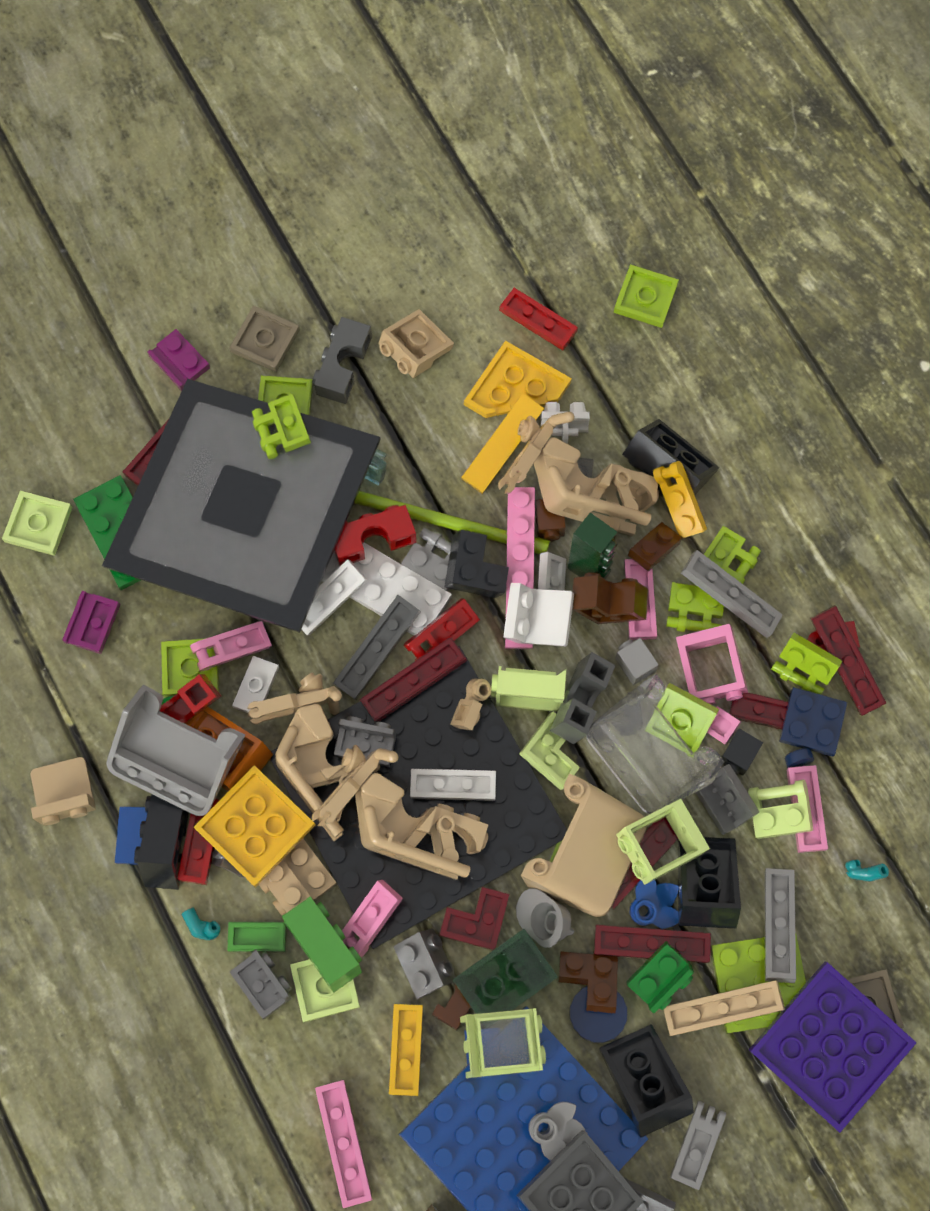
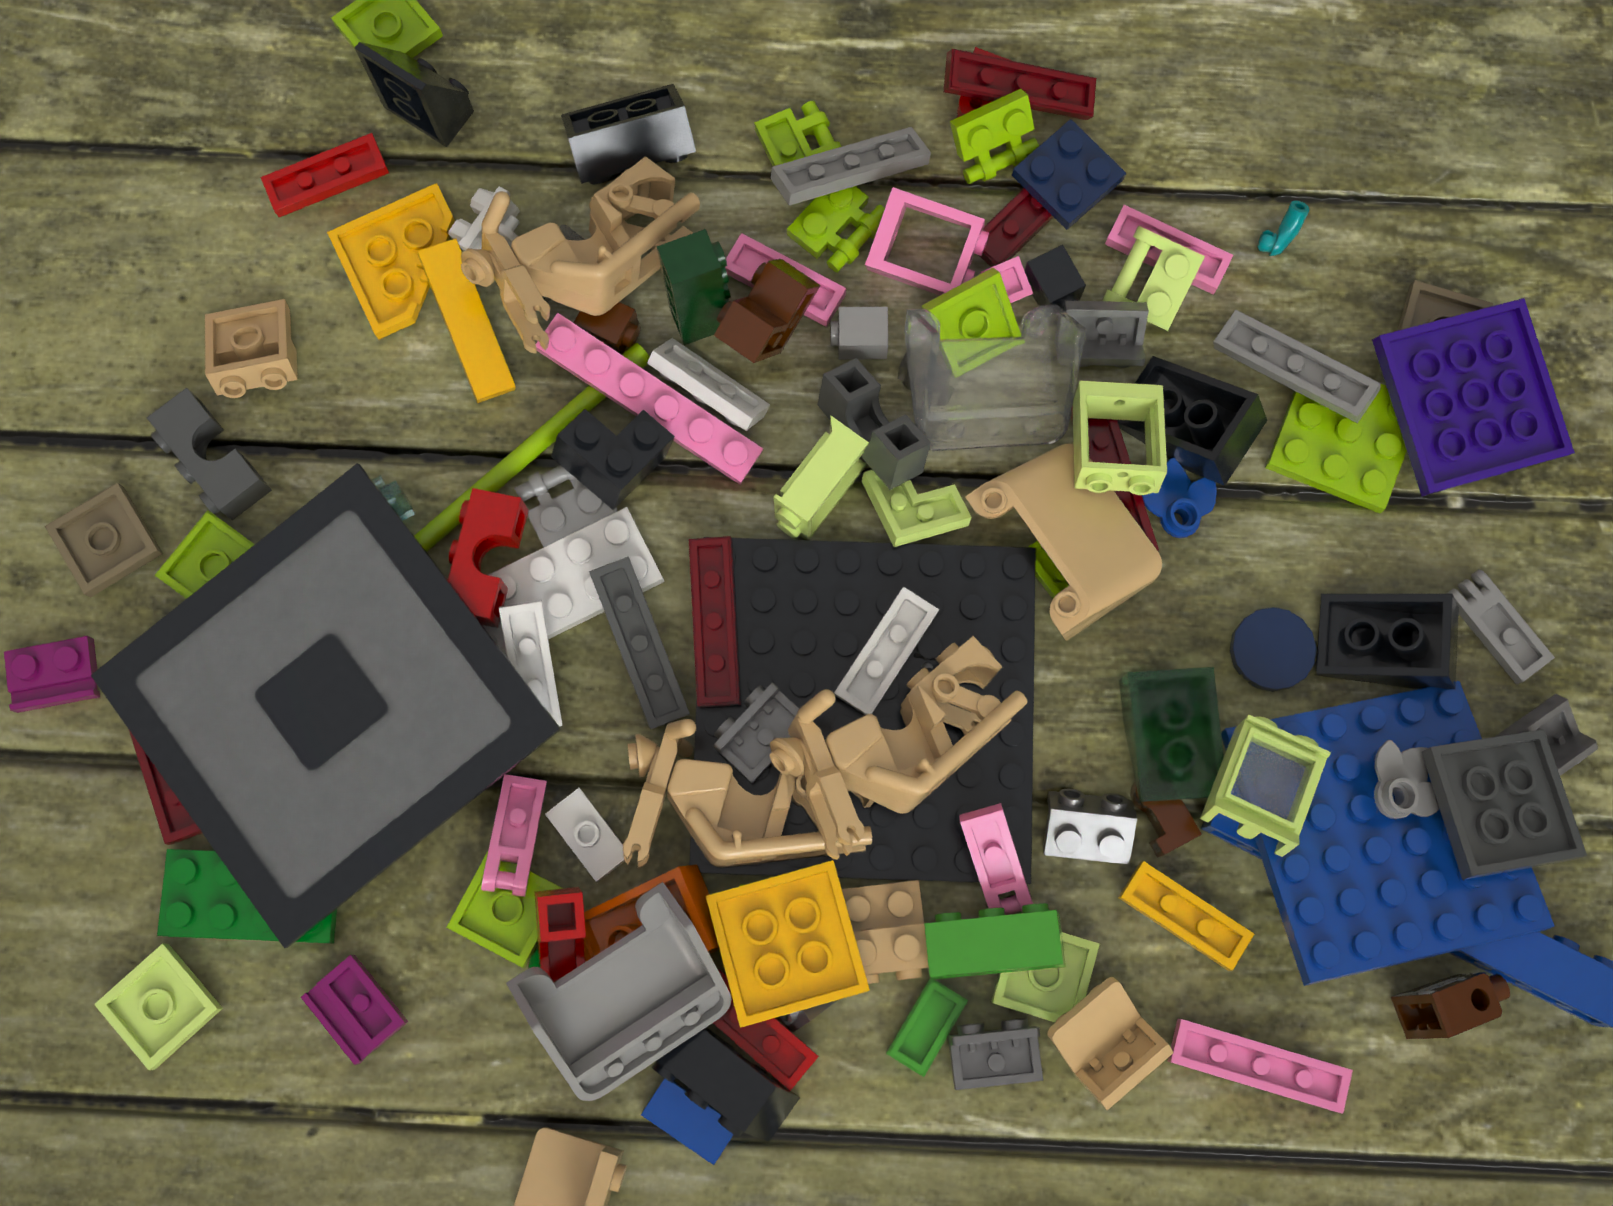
camera: 60 degrees left, 5 degrees up
(198, 928) = (872, 1097): teal arm -> none
(288, 422) = (255, 571): lime plate -> none
(304, 1042) = (1108, 1043): none -> tan bracket
(449, 624) = (668, 545): red plate -> none
(468, 709) = (802, 572): tan plate -> none
(477, 929) = (1085, 725): dark red plate -> none
(538, 616) = (736, 408): white bracket -> none
(543, 918) = (1120, 644): light grey piece -> none
(596, 972) = (1230, 618): reddish brown plate -> none
(617, 335) = (416, 92): none -> black slope
(644, 942) = (1226, 532): dark red plate -> none
(655, 546) = (729, 218): reddish brown plate -> none
(661, 977) = (1278, 544): green bracket -> none
(680, 499) = (691, 149): yellow plate -> none
(724, 1008) = (1360, 492): tan plate -> none
(799, 758) = (1102, 219): dark blue tile -> none

